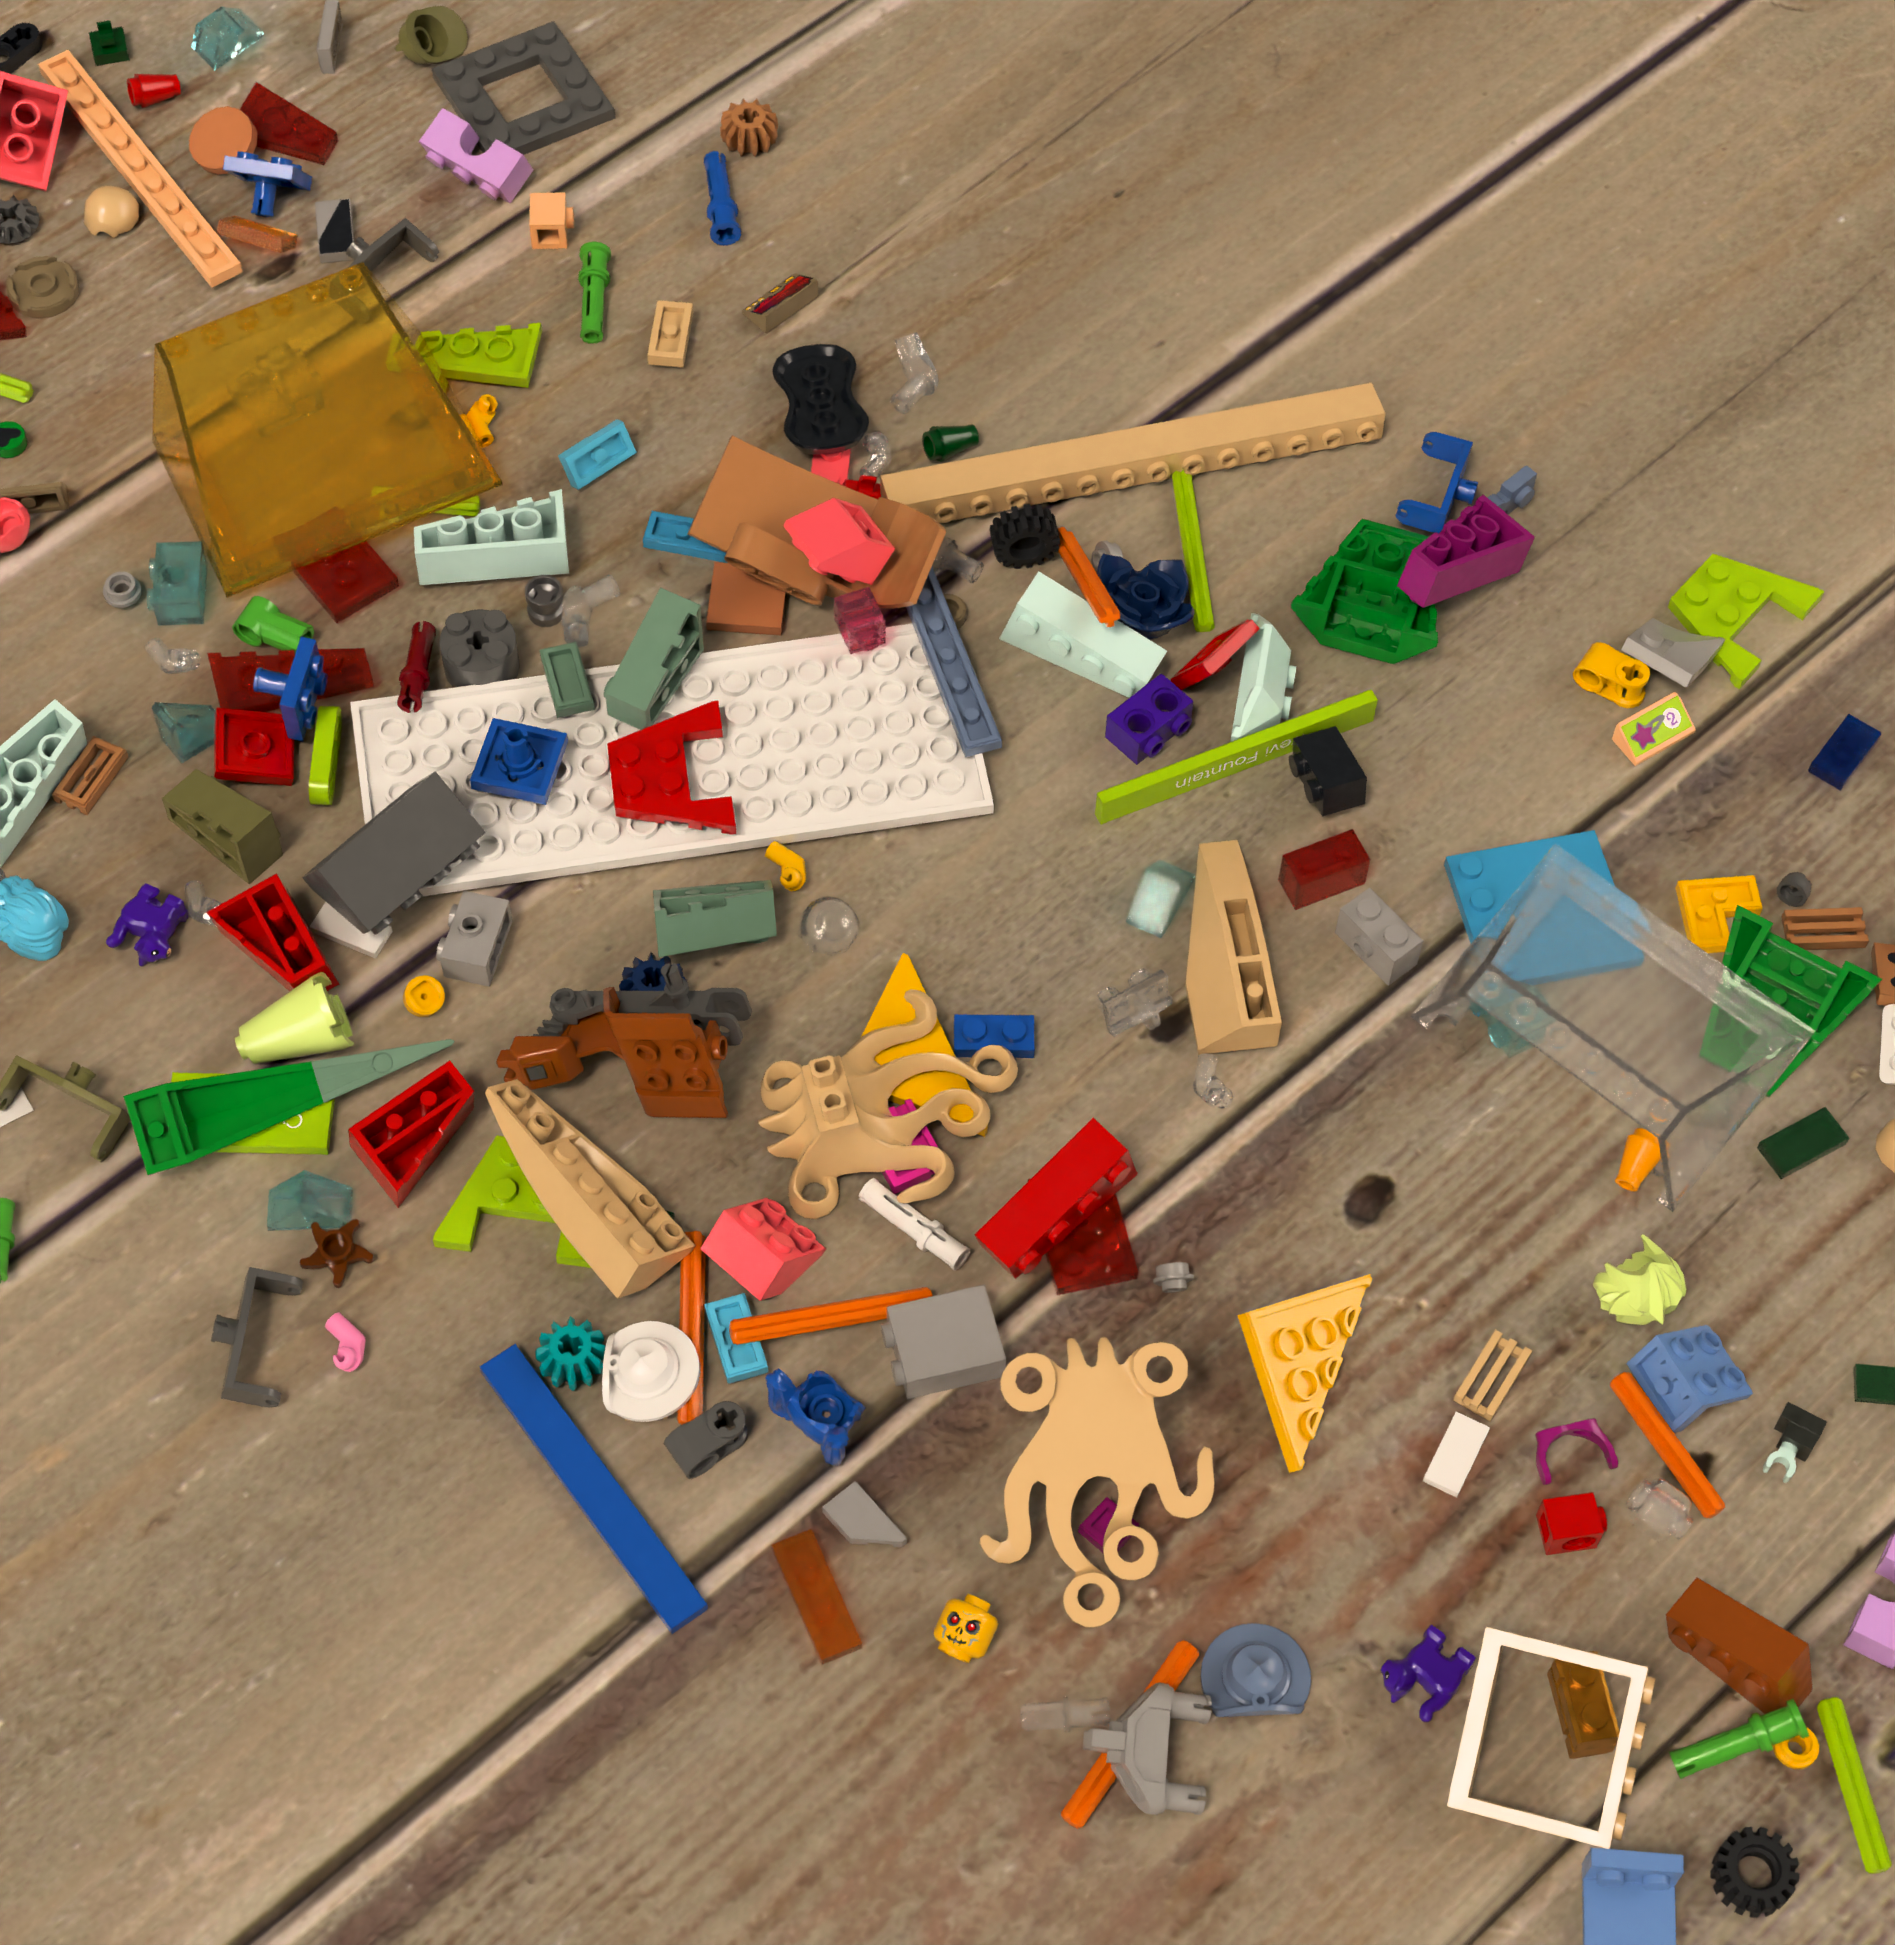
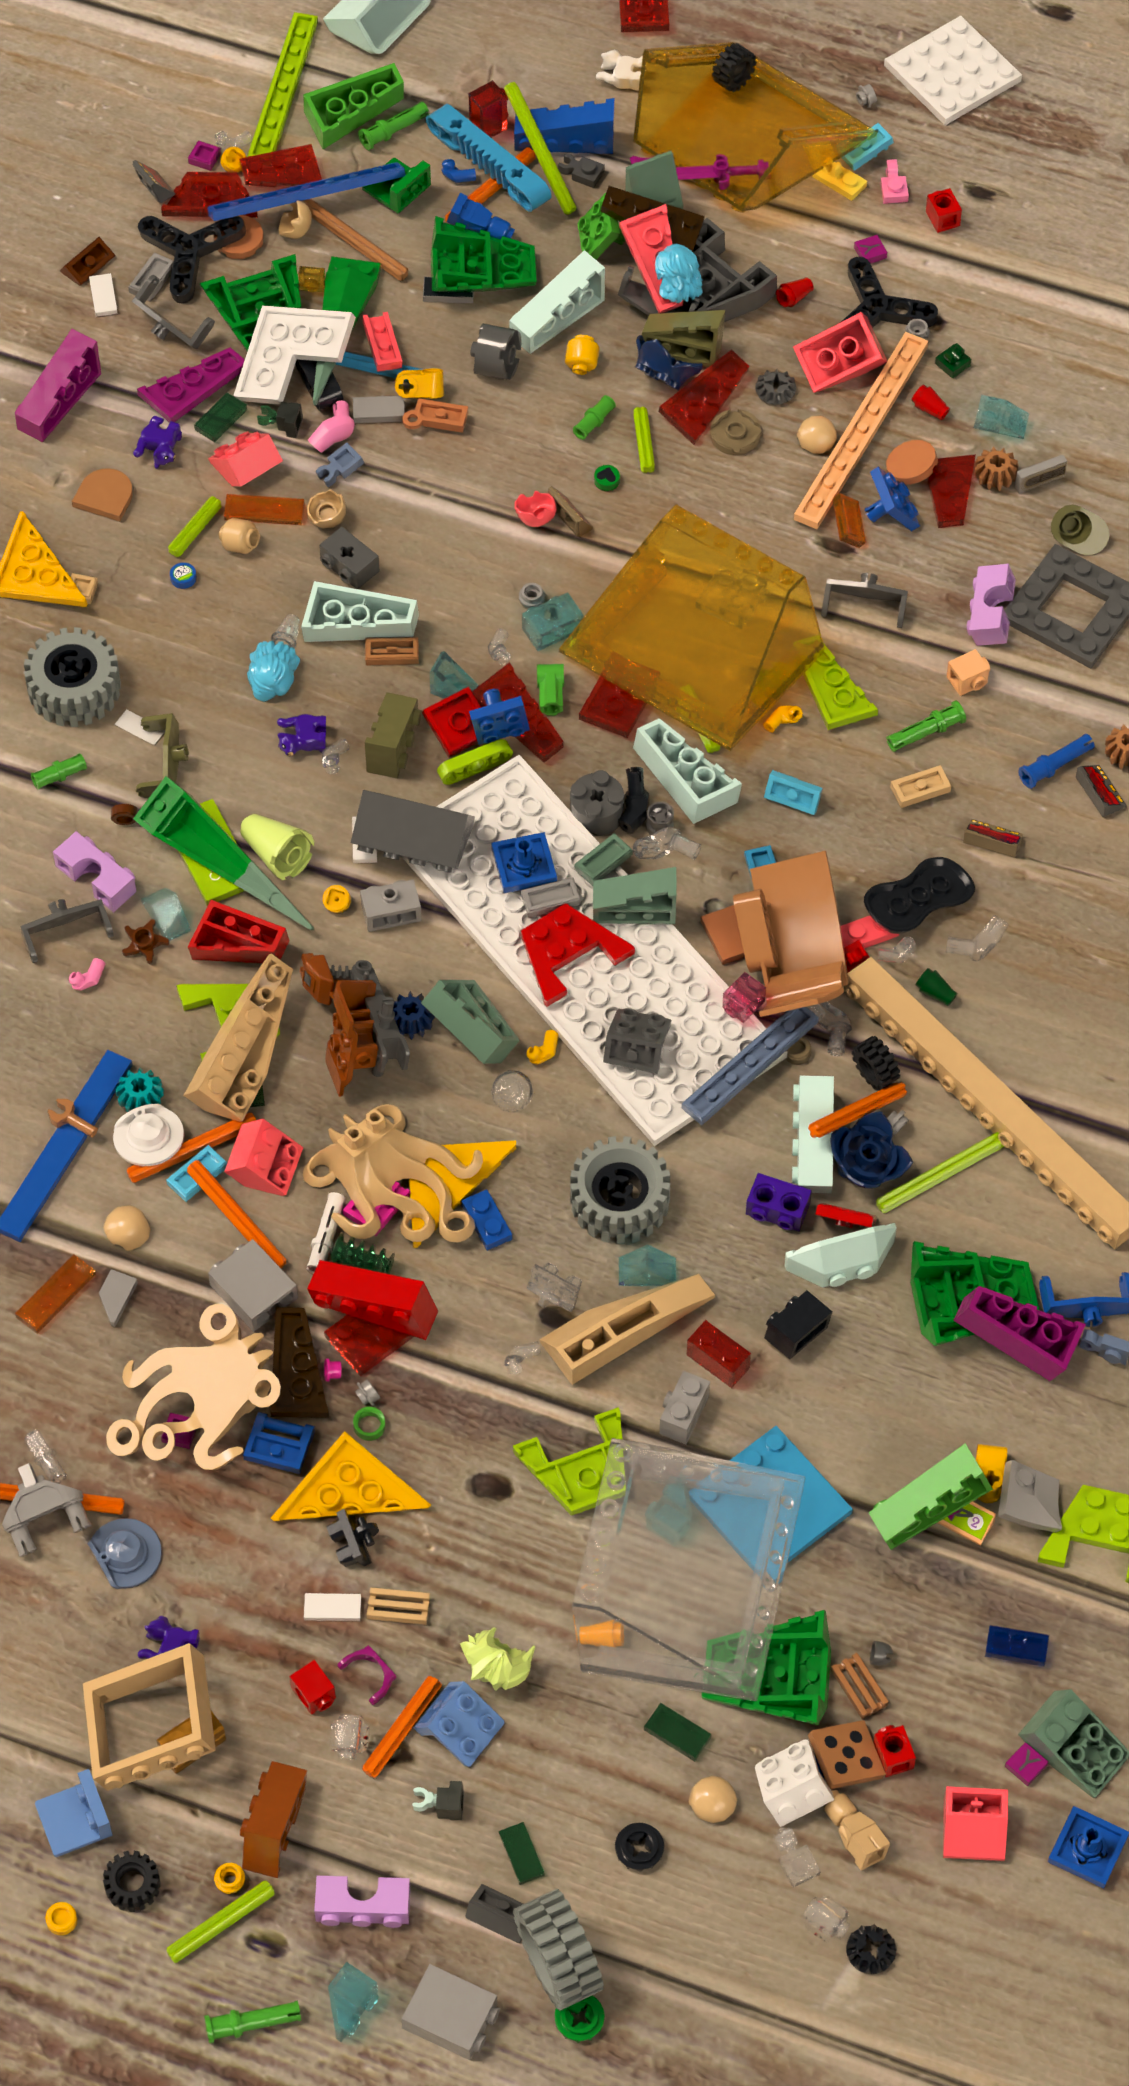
camera: 65 degrees right, 0 degrees up
(39, 52) = (919, 326): none -> light grey plate
(125, 1187) = (123, 814): none -> reddish brown tile
(156, 1265) = (81, 856): none -> lavender arch
(272, 933) = (329, 801): red wedge -> none
(292, 71) = (996, 468): none -> medium nougat gear
(334, 229) = (885, 560): tile -> none
(415, 676) = (555, 777): dark red pin -> none
(515, 611) = (635, 800): none -> black arm
(562, 1456) = (69, 1117): none -> medium nougat bar
(584, 758) = (550, 896): none -> light grey tile
(703, 1443) = (122, 1188): dark grey piece -> none
(766, 1461) = (127, 1227): none -> tan hair
(783, 181) = (1100, 789): none -> slope
(806, 1405) = (165, 1233): blue hair -> none
(840, 541) = (784, 951): coral slope -> none
(853, 751) = (636, 1040): none -> dark grey bracket
(965, 1628) = (70, 1378): yellow head -> none
(976, 1195) = (358, 1257): none -> clear green piece
(1046, 1326) = (296, 1367): none -> dark brown wing
(1076, 865) = (614, 1168): none -> light grey wheel
(1117, 1305) = (332, 1370): none -> dark pink piece
(1204, 1418) = (277, 1450): none -> blue plate
(1222, 1280) = (369, 1411): none -> bright green piece
(1230, 757) = (779, 1265): lime tile -> none
(1396, 1388) = (355, 1535): none -> black hips
(1416, 1084) = (577, 1477): none -> lime wing
(1635, 735) = (930, 1497): none -> wedge
(1708, 904) = (841, 1606): yellow tile -> none
(1759, 1733) = (219, 1845): bright green pin -> none

